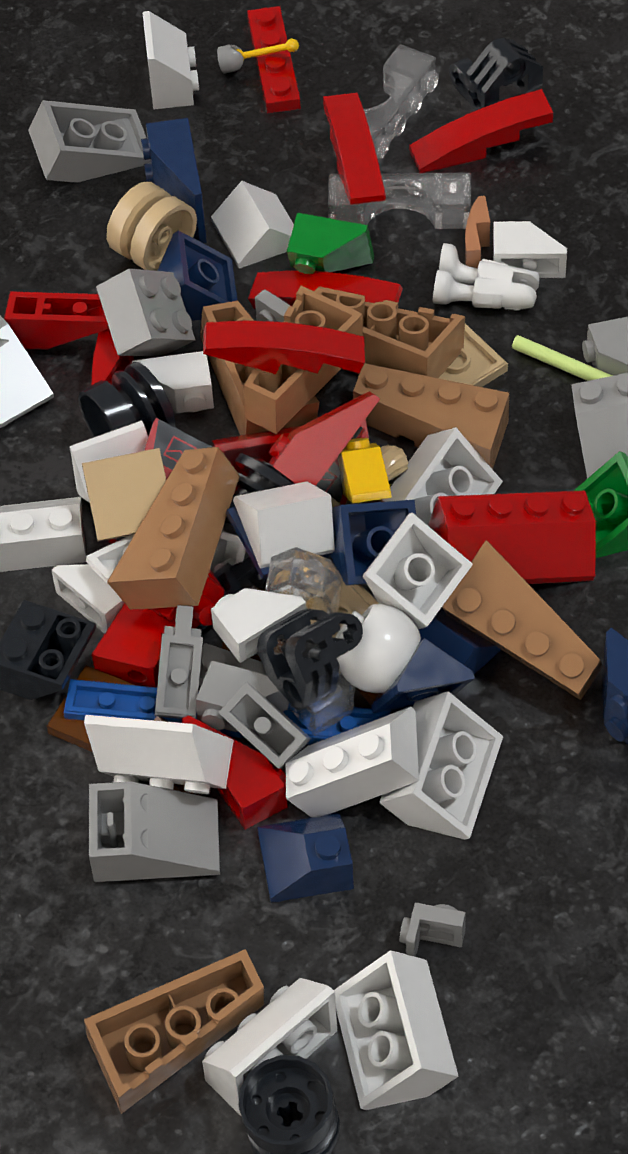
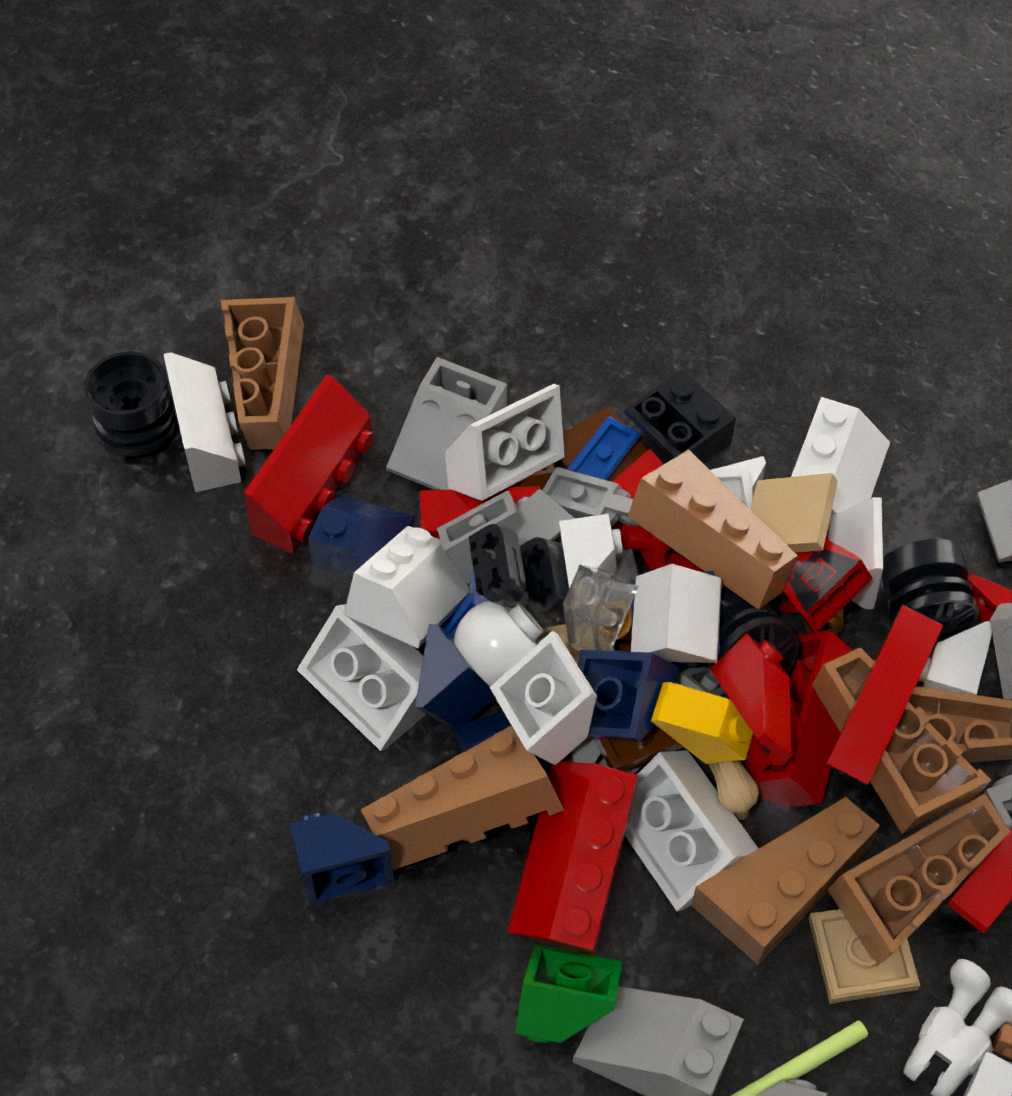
camera: 115 degrees right, 5 degrees up
(266, 922) = (308, 466): none -> red slope
(394, 1032) = (152, 518): white slope -> none
(434, 924) = (227, 591): light grey bracket -> none

